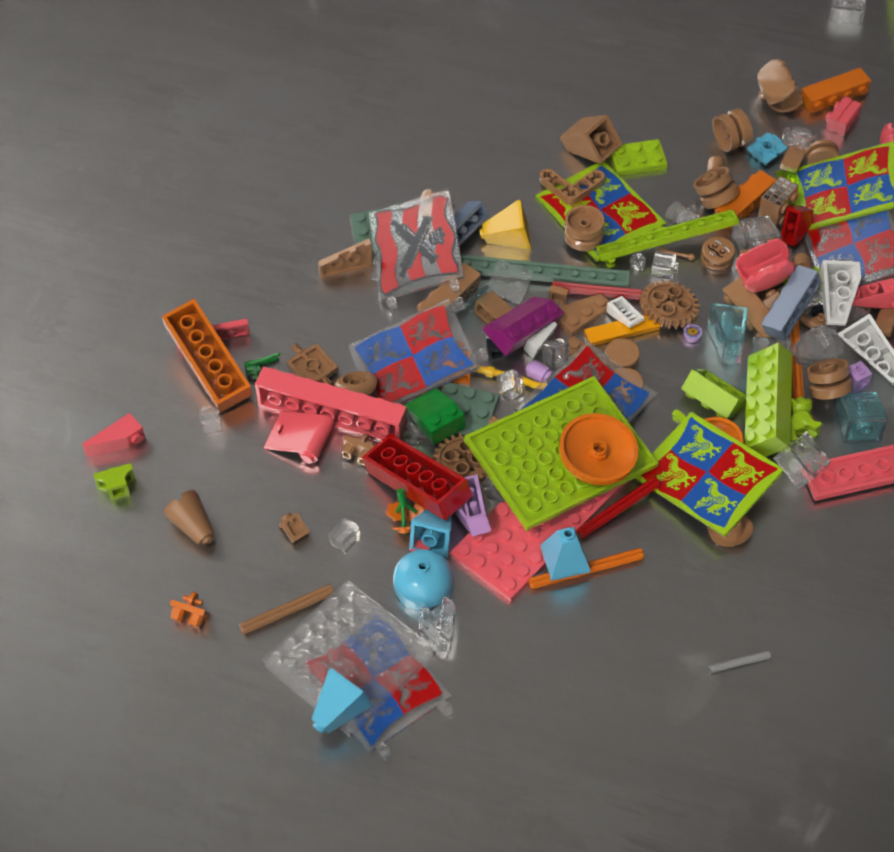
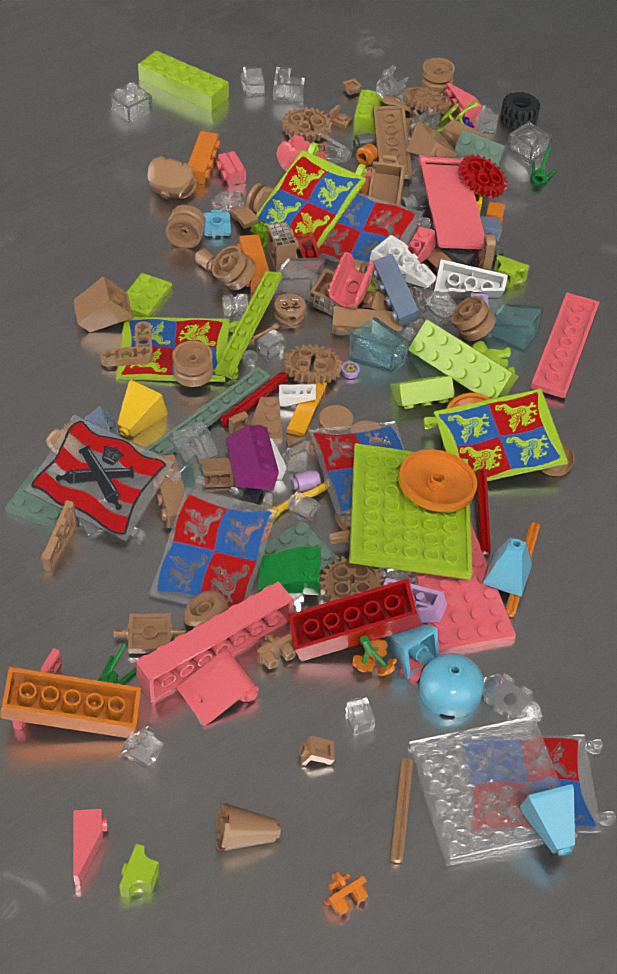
camera: 60 degrees left, 5 degrees down
(802, 460) = (542, 373): clear brick -> none

